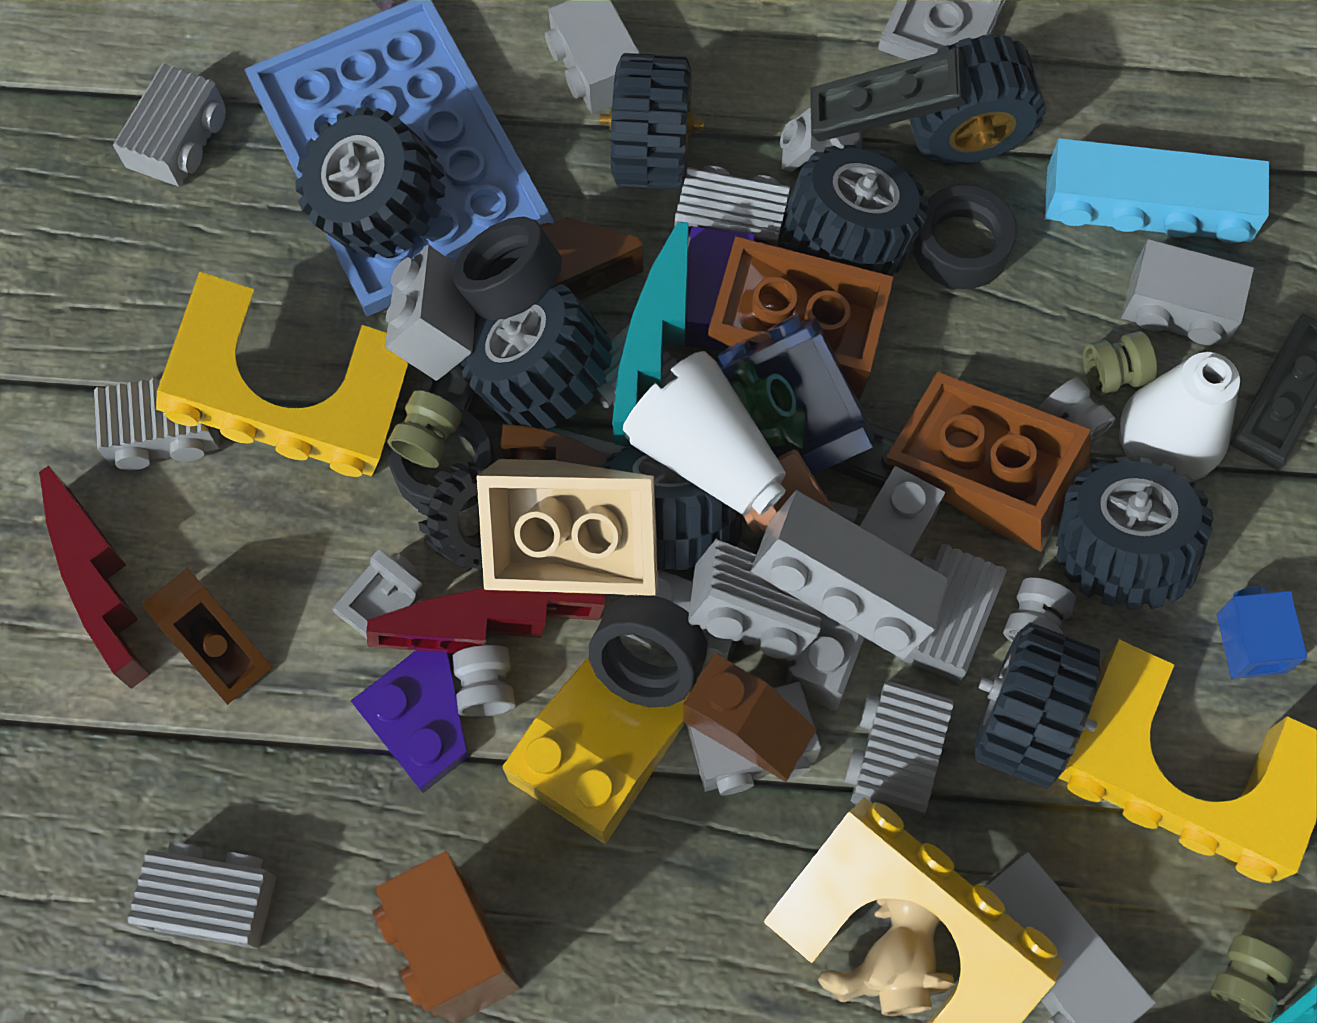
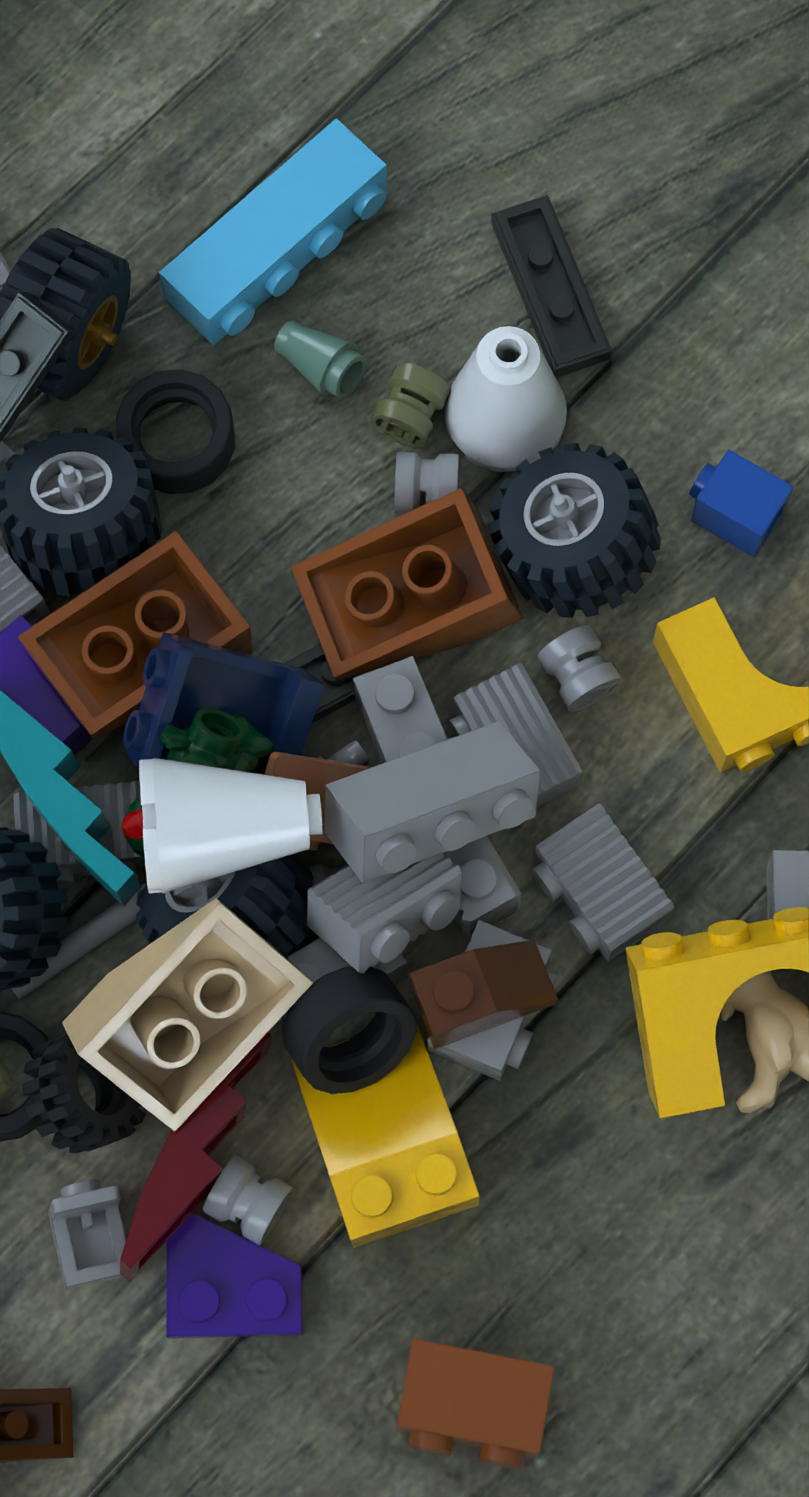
camera: 50 degrees left, 5 degrees up
(540, 444) = (61, 982): reddish brown slope -> none
(1038, 705) = (661, 738): black wheel -> none
(1099, 290) = (323, 359): none -> sand green cone
(1187, 293) = (395, 292): light grey brick -> none

